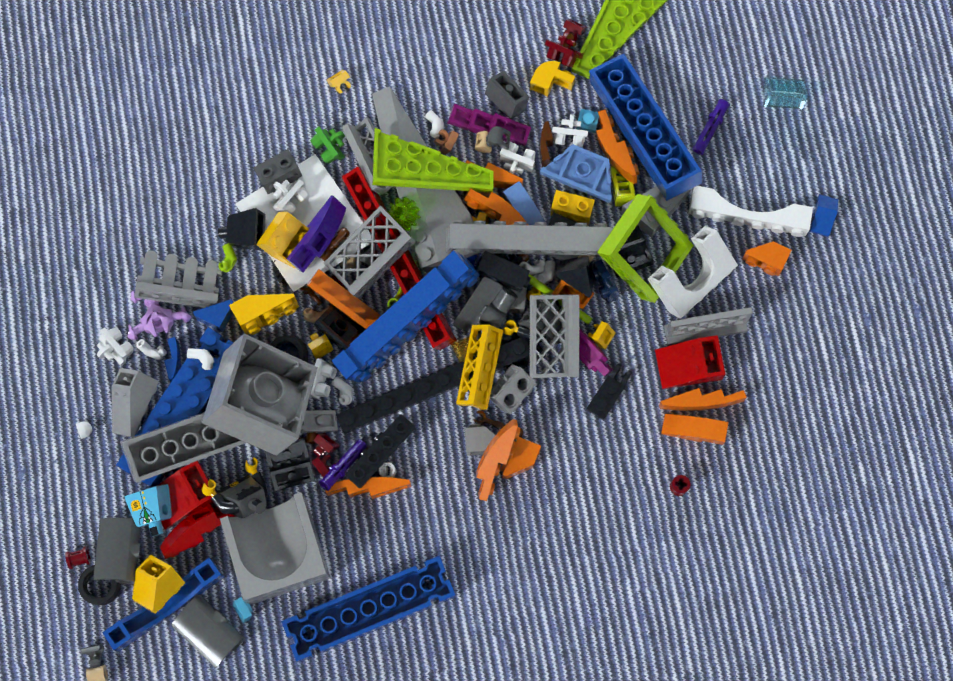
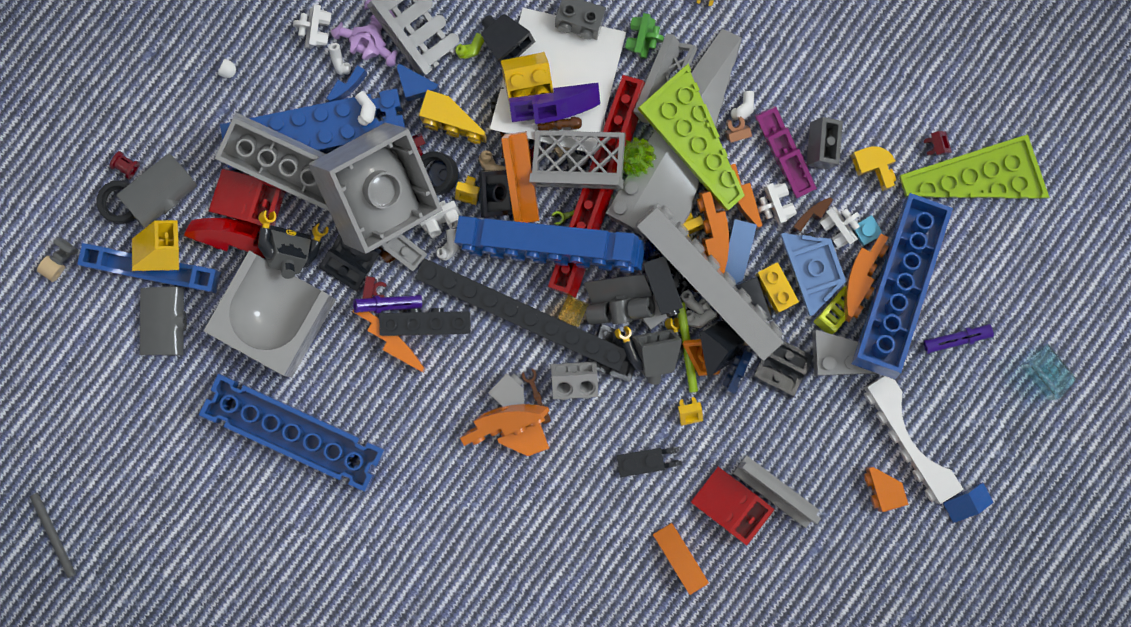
camera: 45 degrees right, 10 degrees up
(130, 400) = (281, 84): light grey slope -> none
(150, 507) = (212, 184): medium azure torso -> none
(242, 609) = (202, 336): medium azure plate -> none
(295, 190) = (576, 46): white hips -> none
(325, 444) = (392, 272): dark red tile -> none
(383, 470) = (413, 340): white hinge -> none
(483, 366) = (568, 341): yellow fence -> none
(486, 139) = (768, 163): leg -> none
(555, 49) = (913, 153): dark red hips -> none
(569, 335) = (663, 385): light grey fence -> none
(592, 355) = (665, 413): magenta hinge -> none
(622, 231) = (790, 354): lime window -> none
(675, 489) = (620, 596): dark red bush -> none
(696, 401) = (704, 538): orange slope -> none
(716, 265) = (835, 454): white arch -> none

